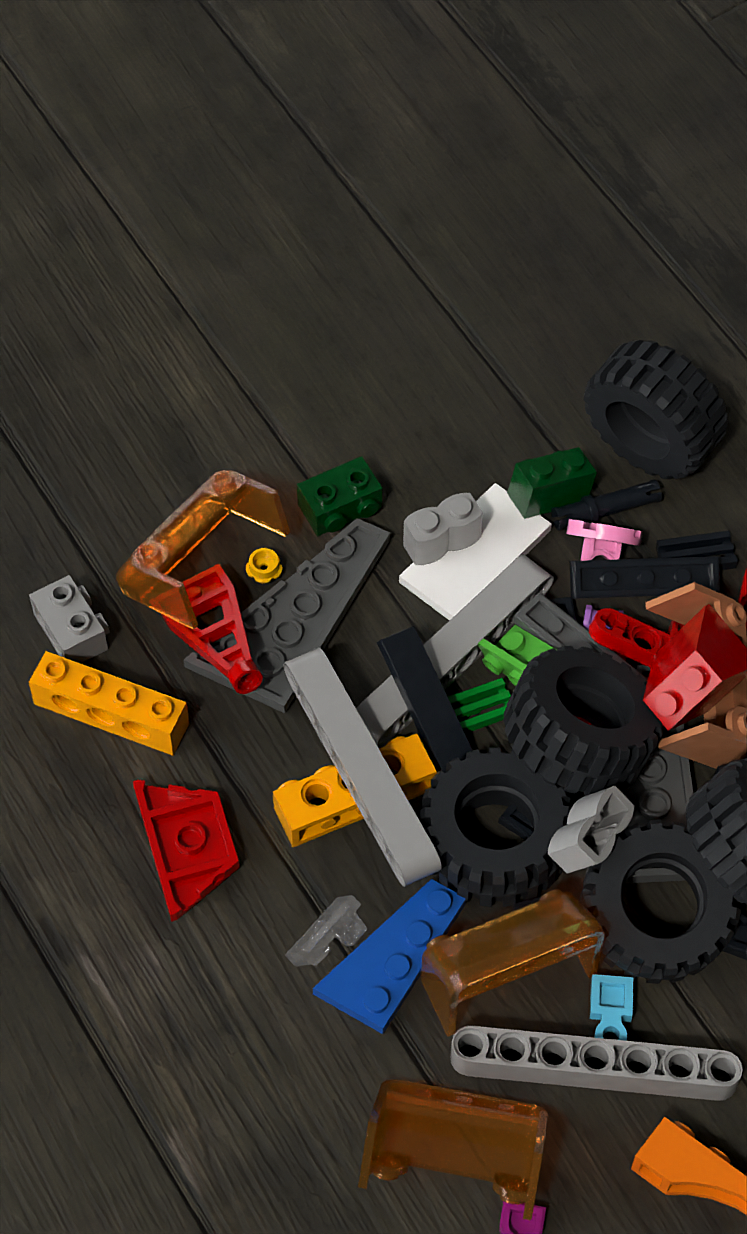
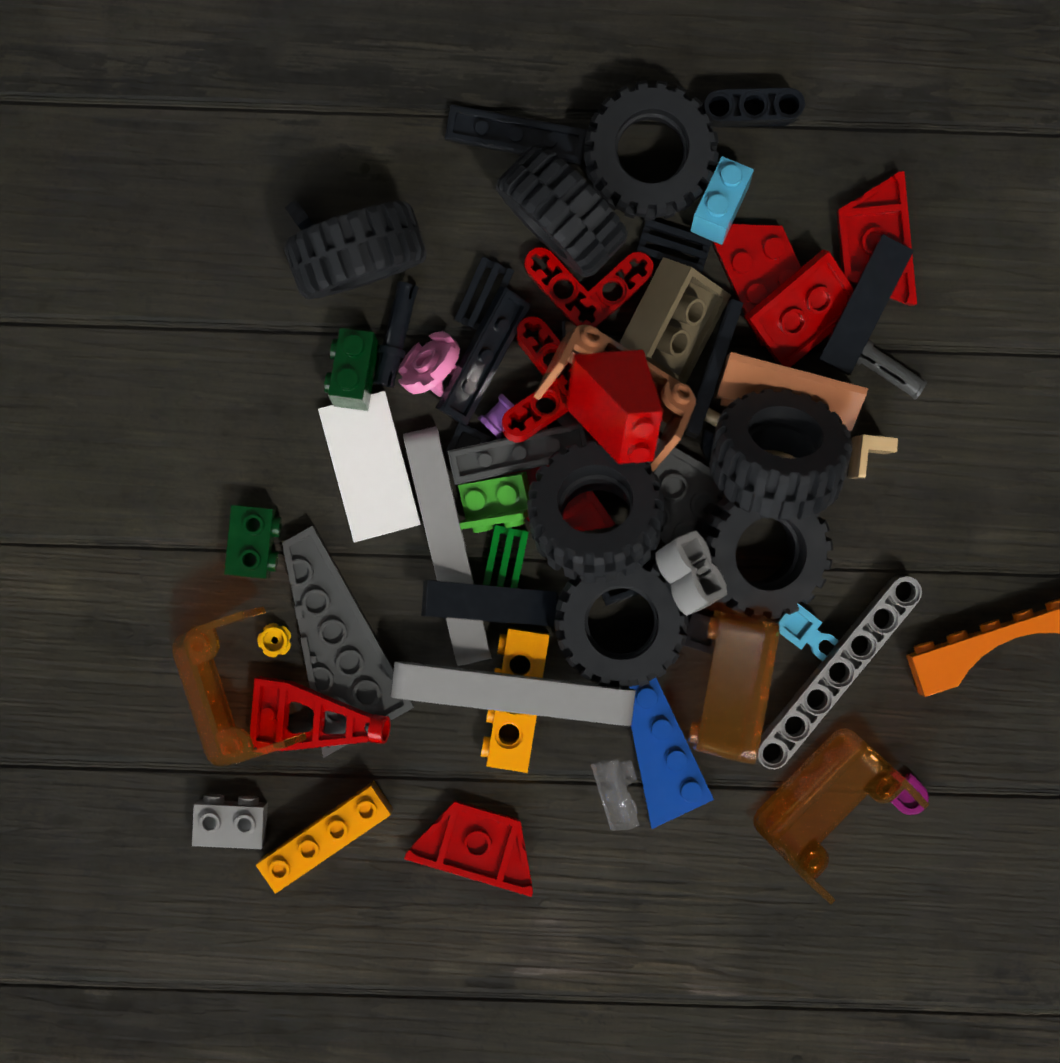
camera: 60 degrees left, 30 degrees up
(441, 529) = (343, 477): light grey brick -> none

